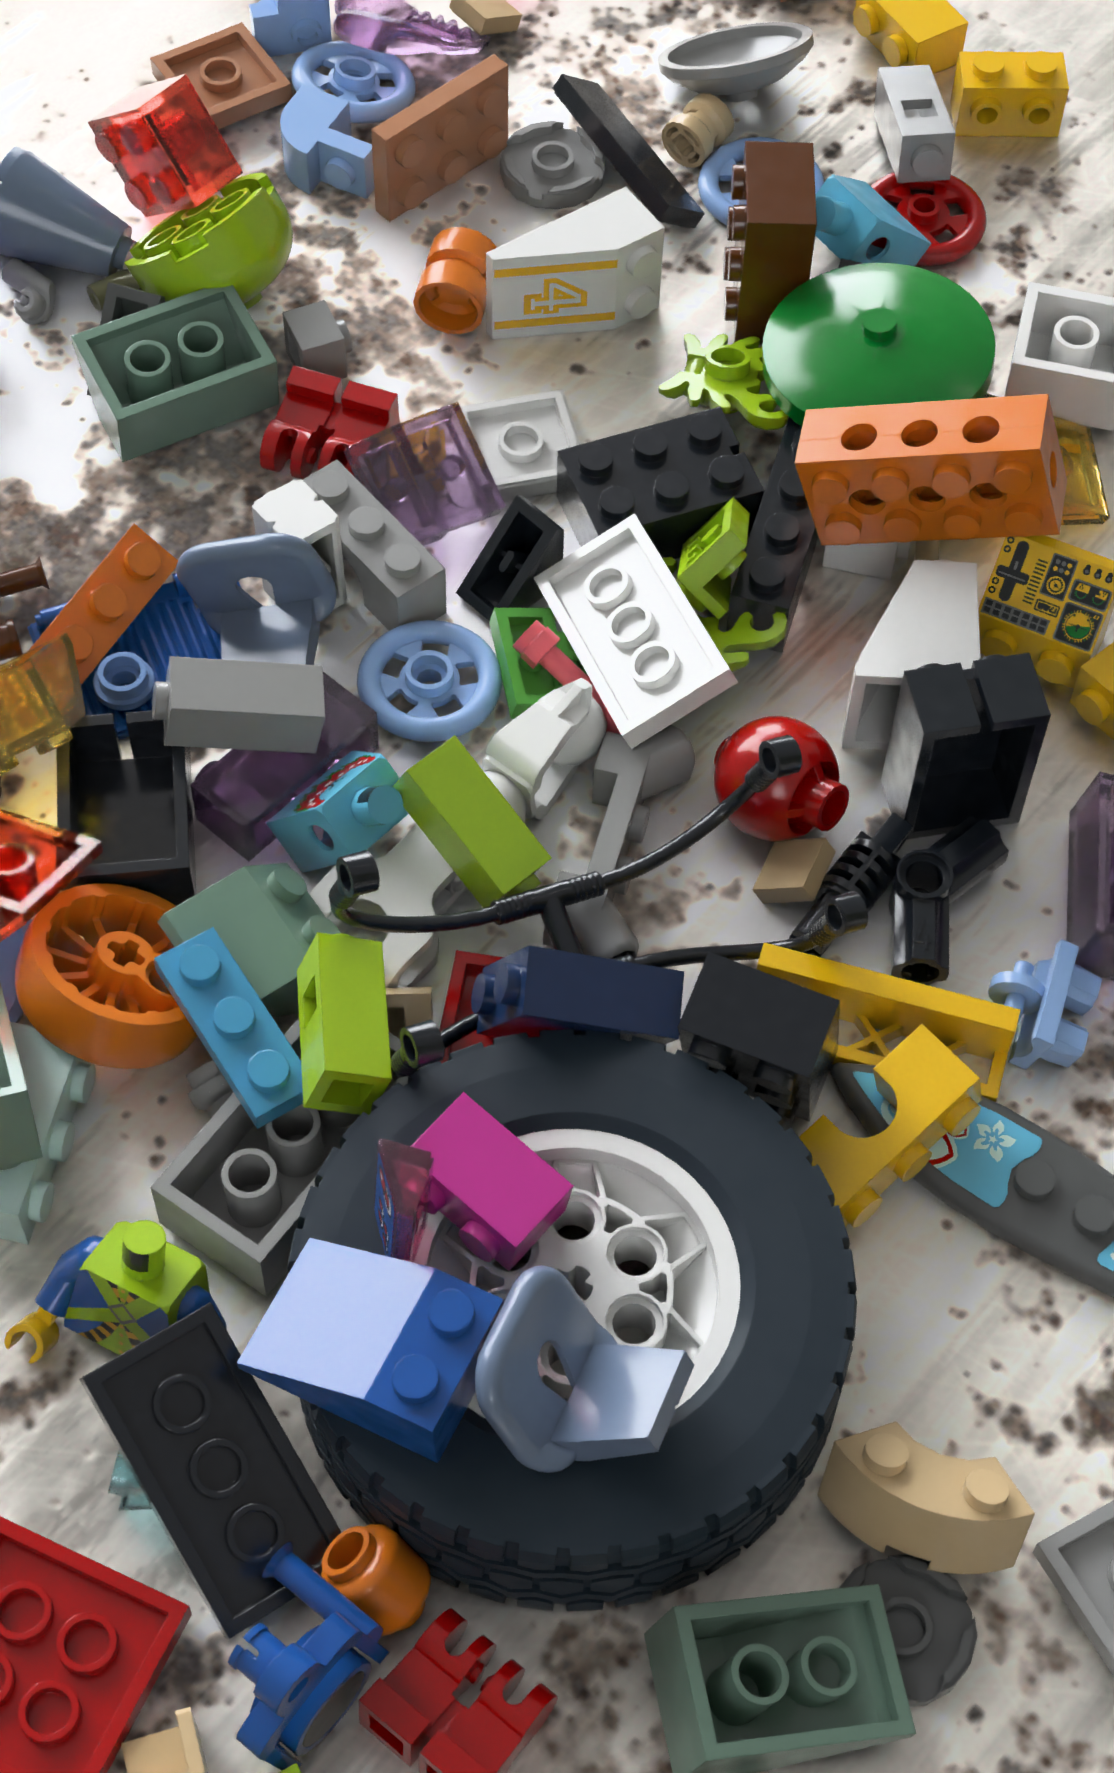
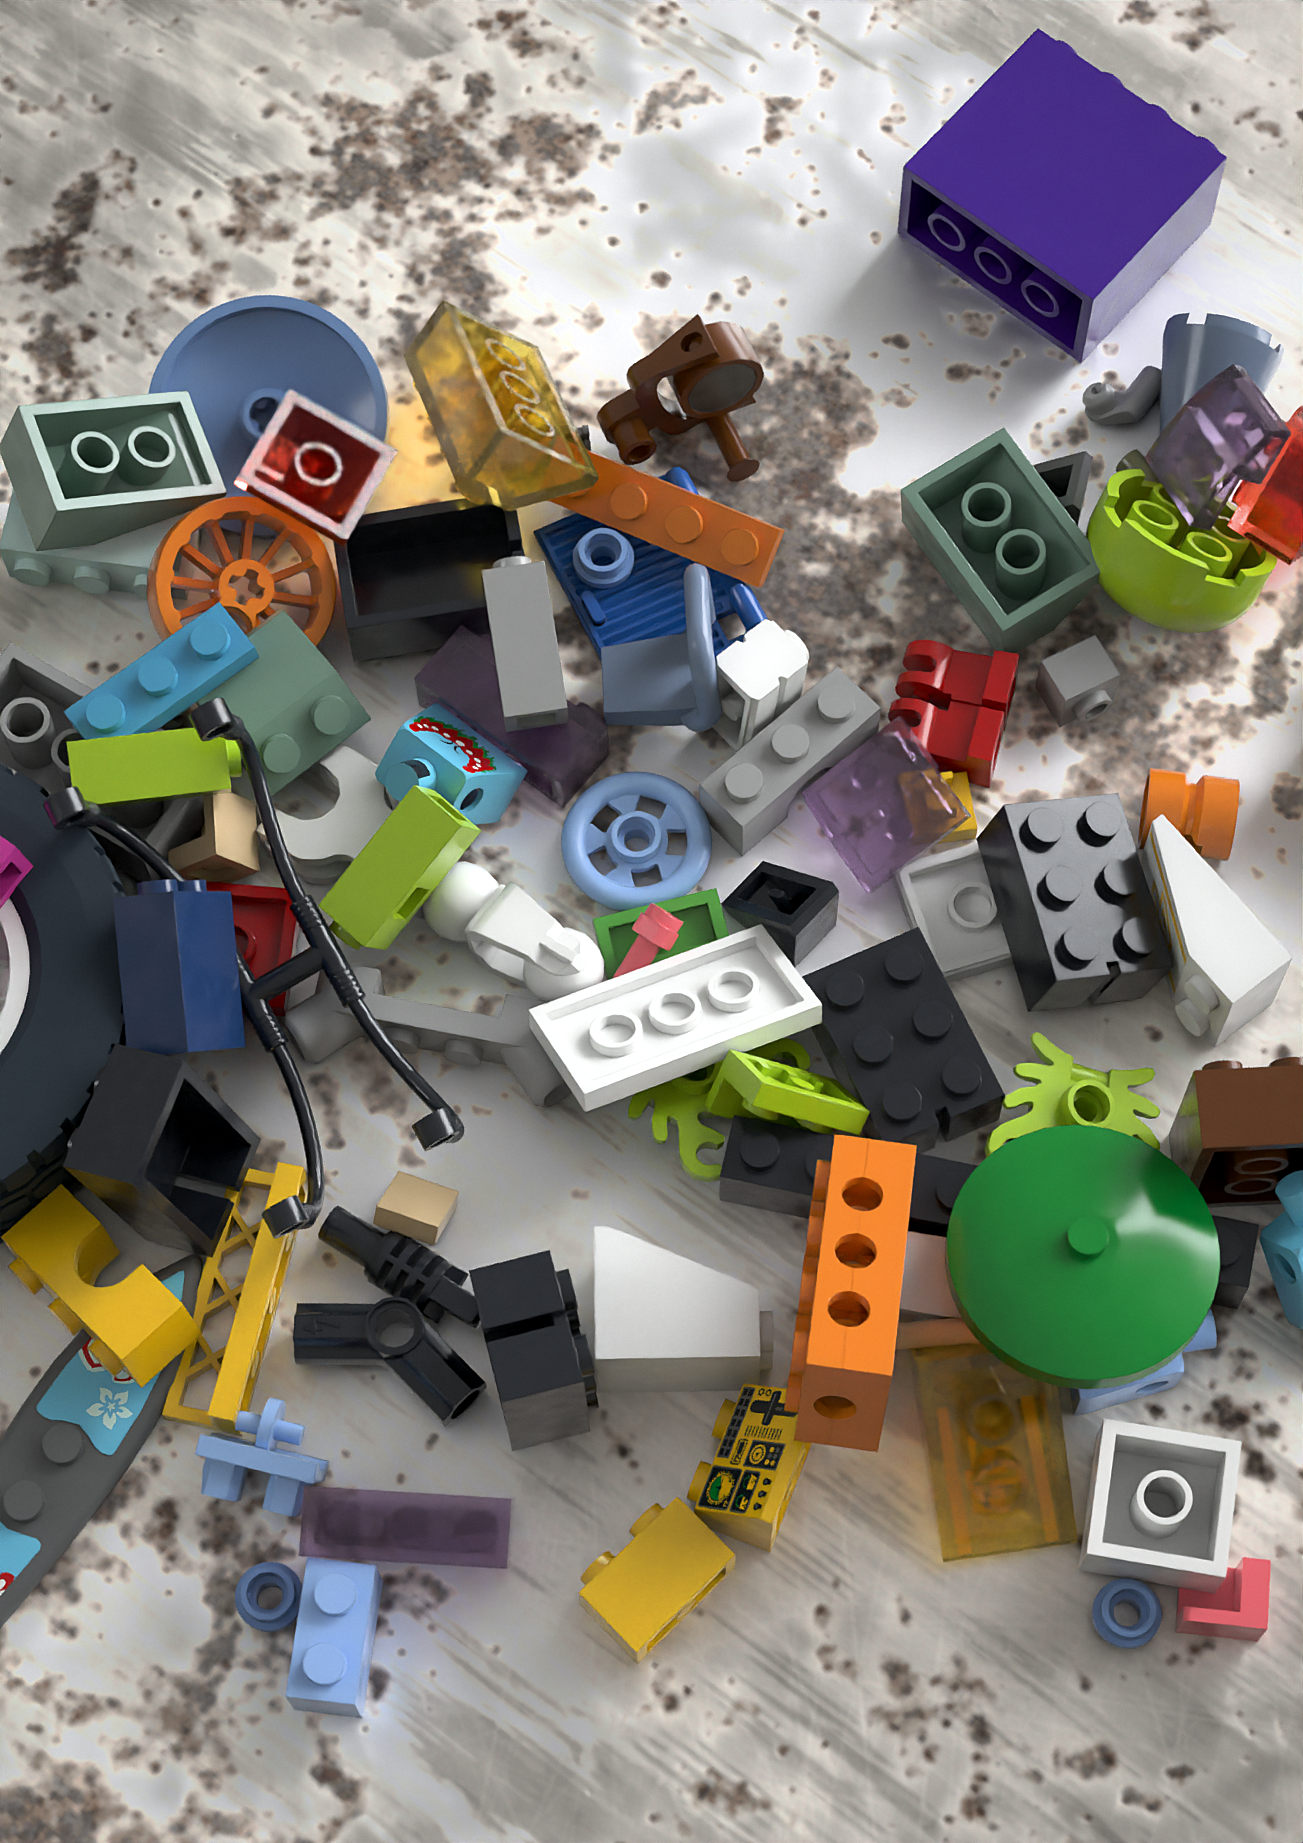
camera: 90 degrees right, 10 degrees up
(130, 184) = (1215, 442): none -> clear purple slope
(537, 355) = (1073, 901): none -> black piece
(792, 802) = (505, 1178): red brick -> none

